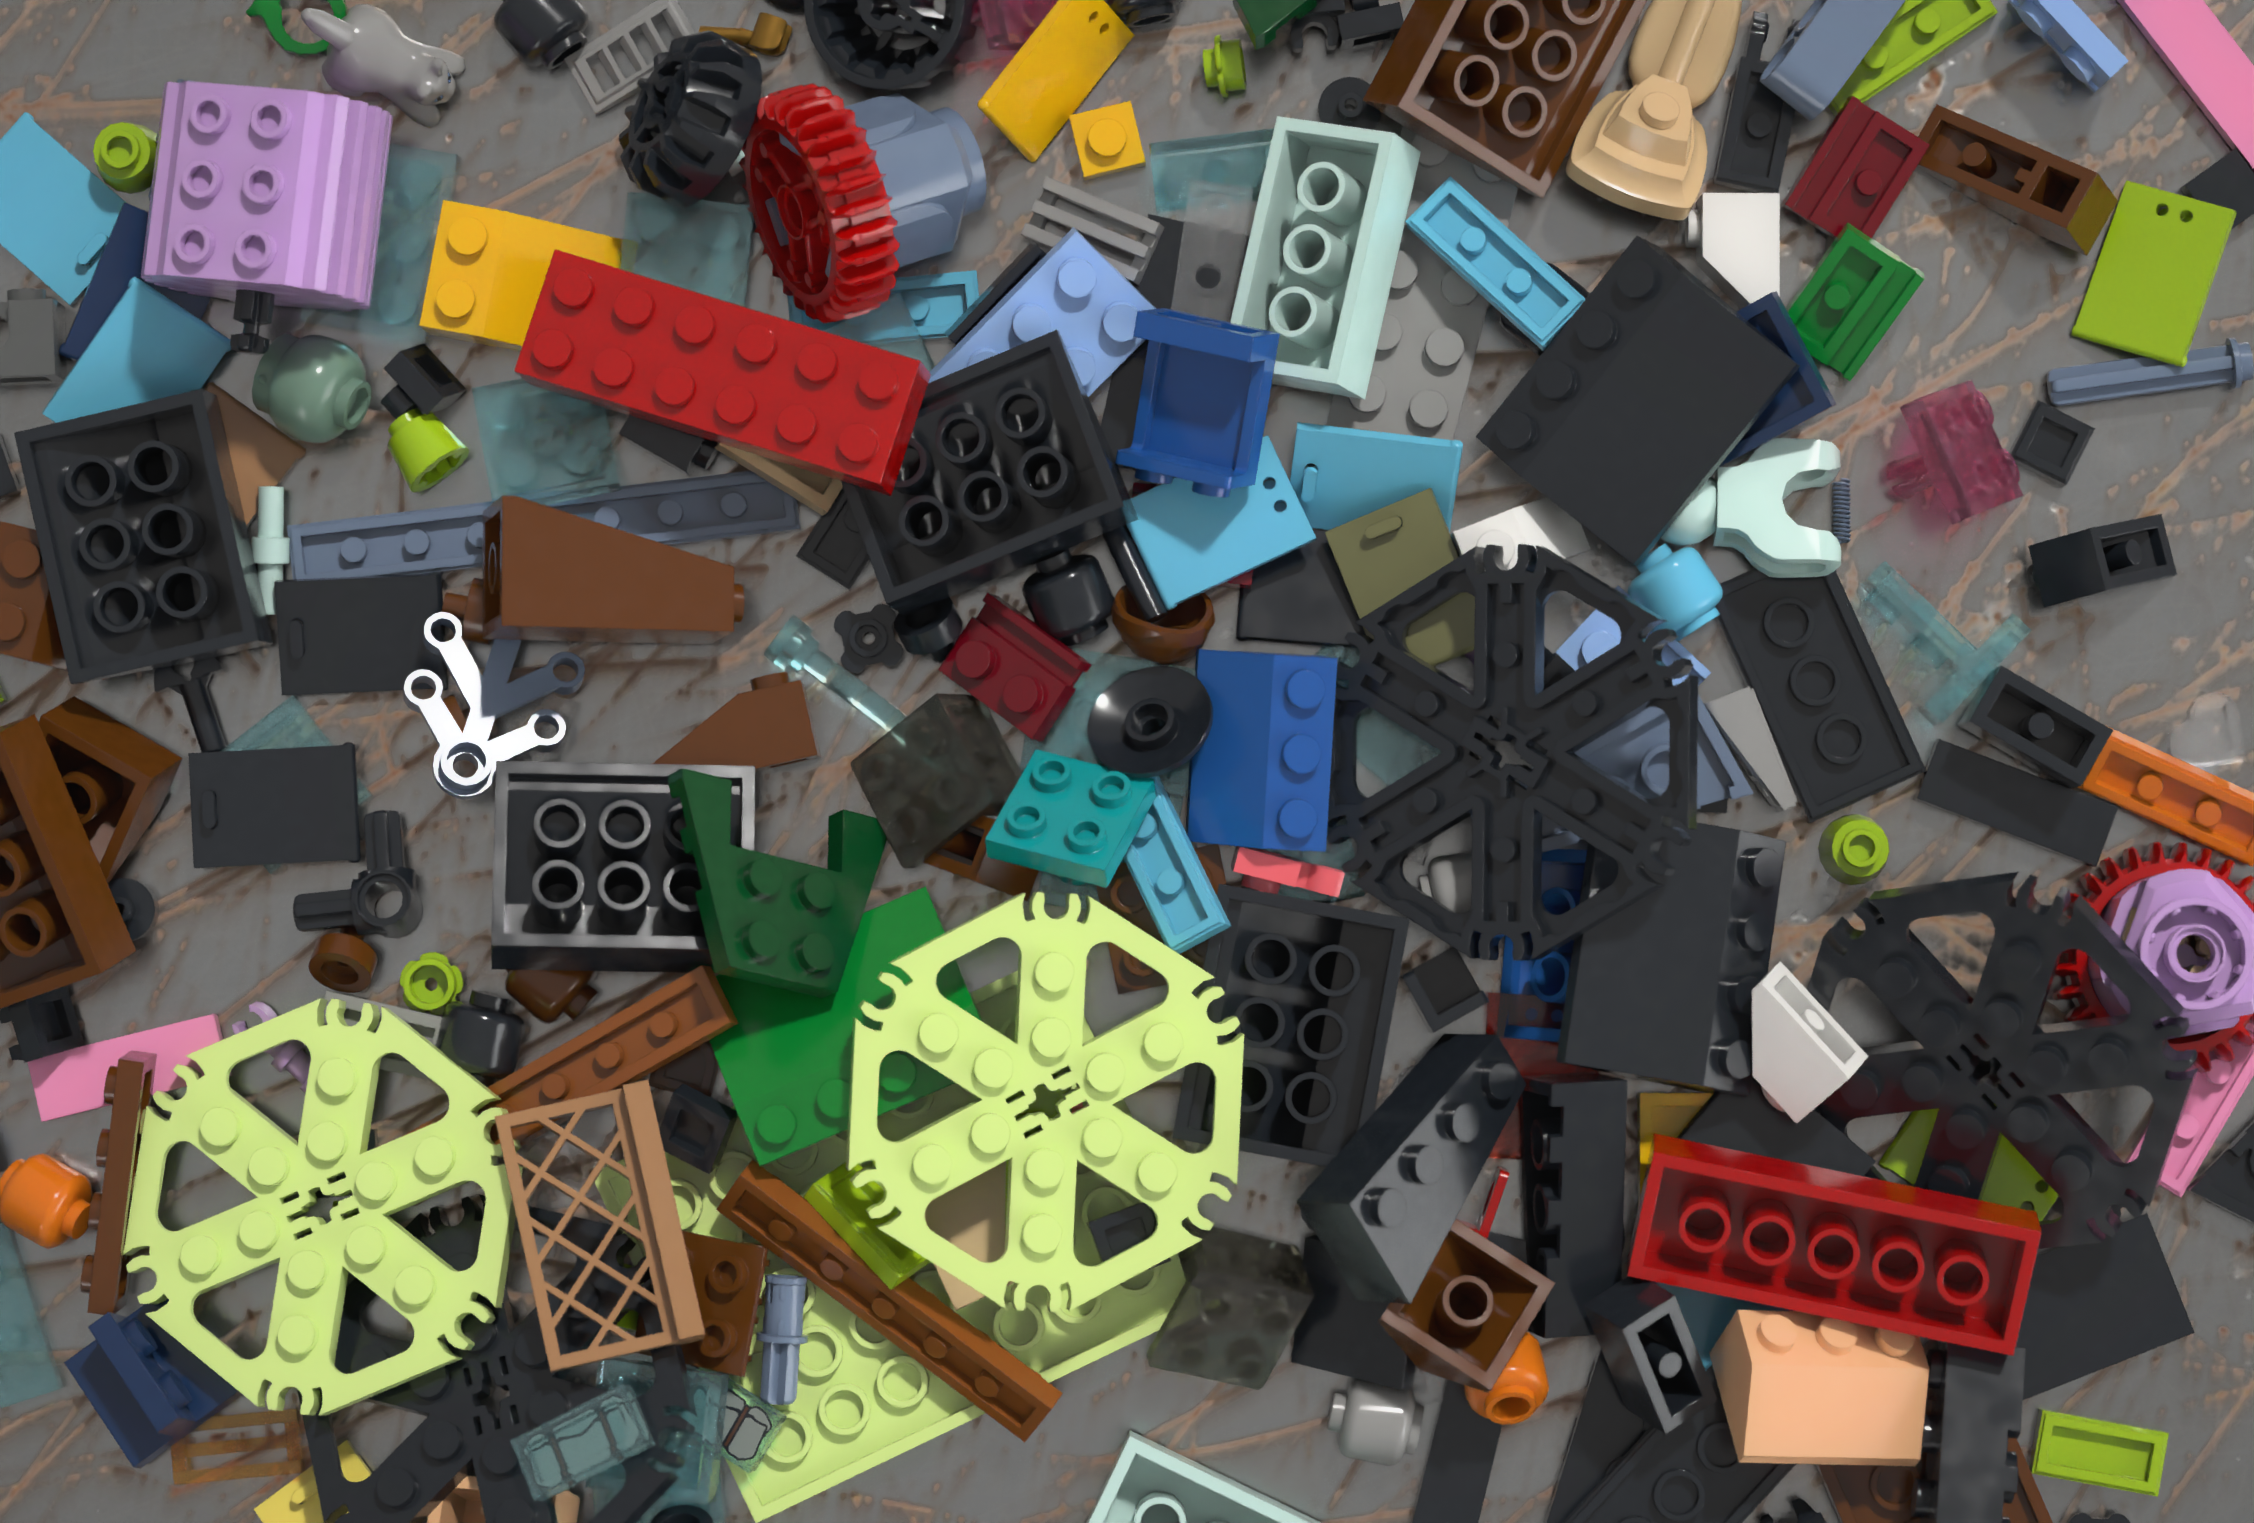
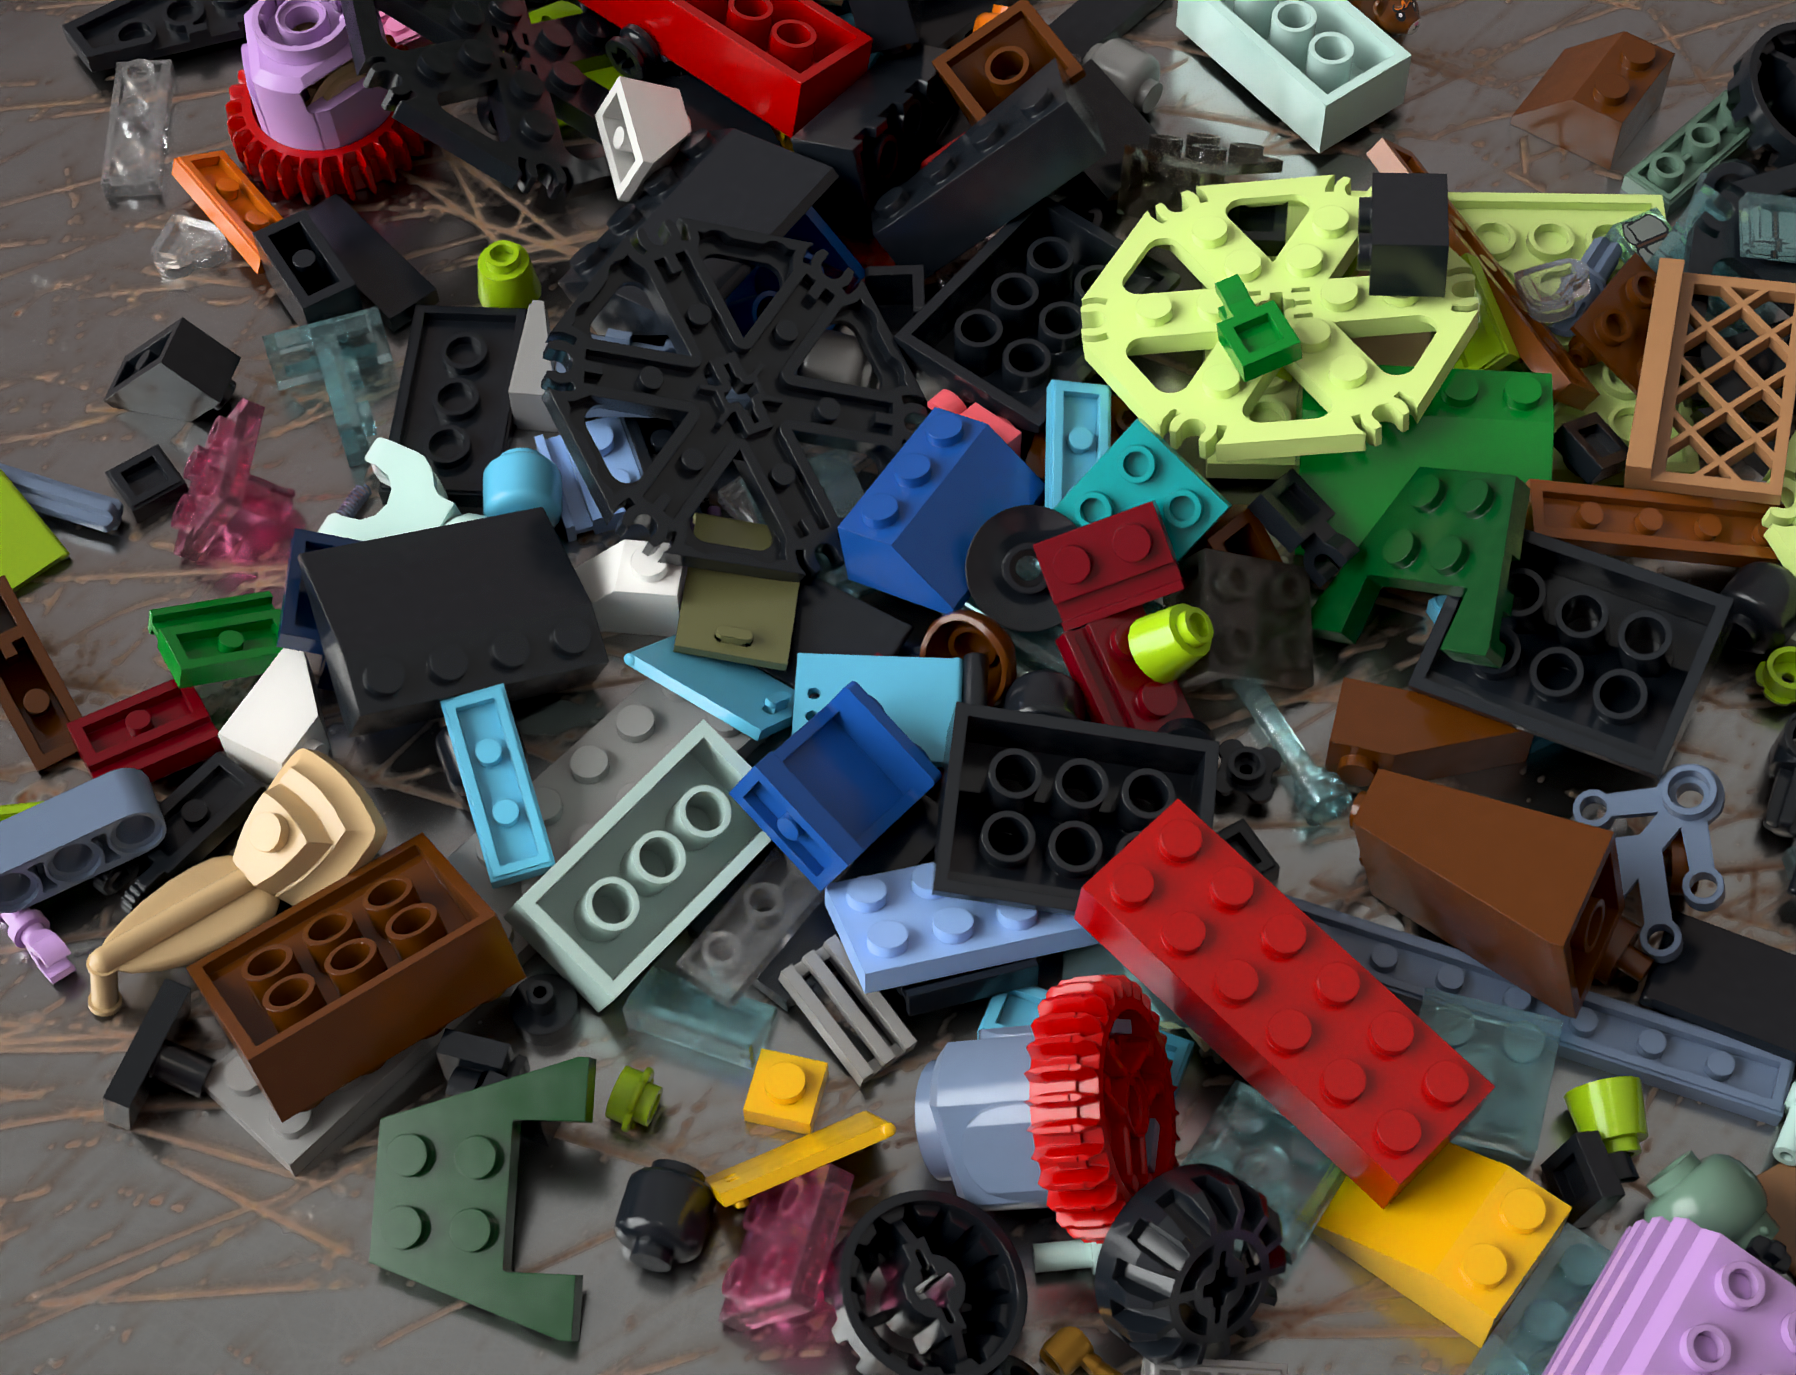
camera: 150 degrees left, 30 degrees down
(804, 1294) = (1553, 288): none -> clear tile
(930, 890) = (1300, 518): none -> black plate
(949, 1212) = (1405, 234): none -> black brick
(984, 700) = (1170, 641): none -> lime hat
(1037, 1017) = (1254, 336): none -> green plate
(1071, 744) = (1109, 565): none -> dark red plate
(1881, 1162) = (633, 52): none -> black bush

